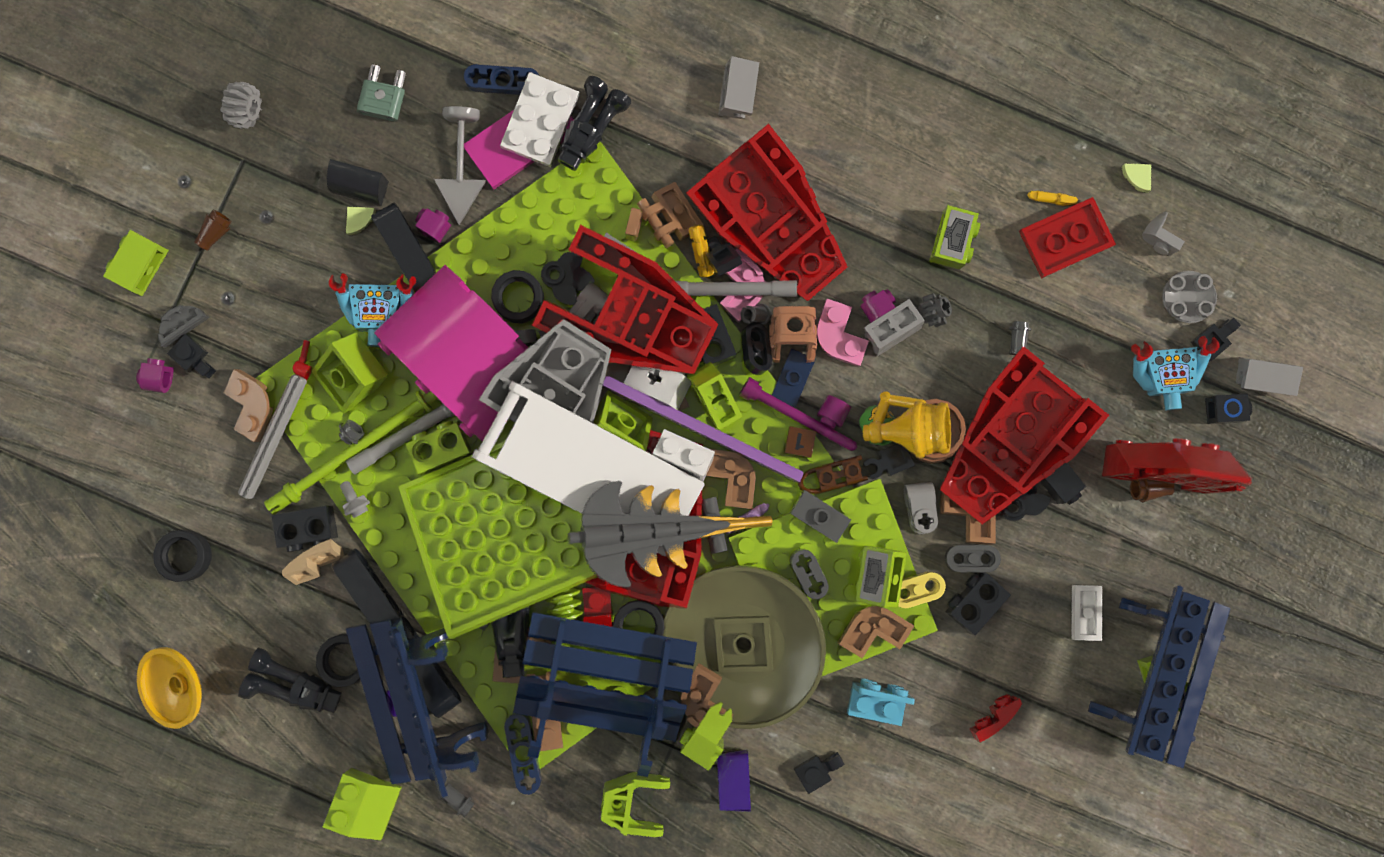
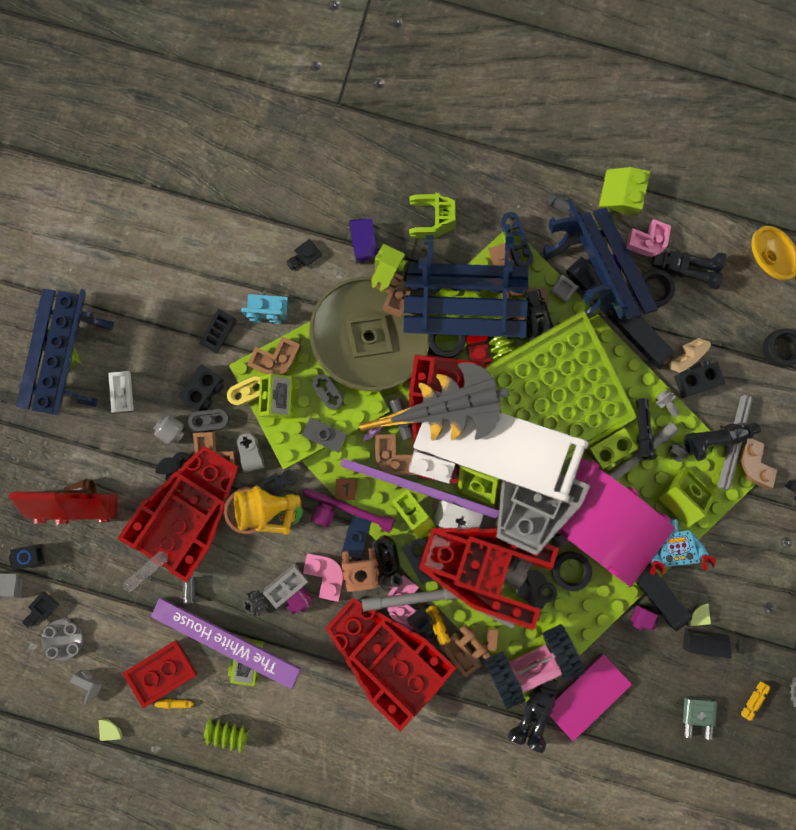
camera: 175 degrees right, 0 degrees up
(280, 445) = (731, 434): none -> black piece
(292, 492) = (712, 403): lime bar -> none
(299, 367) = (724, 496): red hand -> none
(307, 104) = (755, 701): none -> yellow axle
(336, 724) = (651, 243): none -> bright pink plate
(391, 455) = (645, 436): none -> black pin
(459, 192) = (628, 647): light grey piece -> none
(468, 676) = (564, 289): none -> light grey tile
(483, 85) = (594, 747): dark blue beam -> none
(539, 119) = (576, 713): white plate -> none
(585, 180) = (535, 666): none -> black plate
(738, 88) = (426, 759): light grey hinge -> none
(827, 477) = (322, 465): reddish brown piece -> none
(956, 684) = (211, 328): none -> black slope
(978, 263) = (226, 643): none -> medium lavender tile
(990, 149) = (225, 735): none -> lime piece
(1002, 711) = (175, 313): red slope -> none
(1027, 552) = (169, 429): none -> light grey head
(1064, 485) = (145, 482): black brick -> none
(1075, 368) = (145, 571): none -> clear axle
(1171, 370) = (71, 580): torso -> none

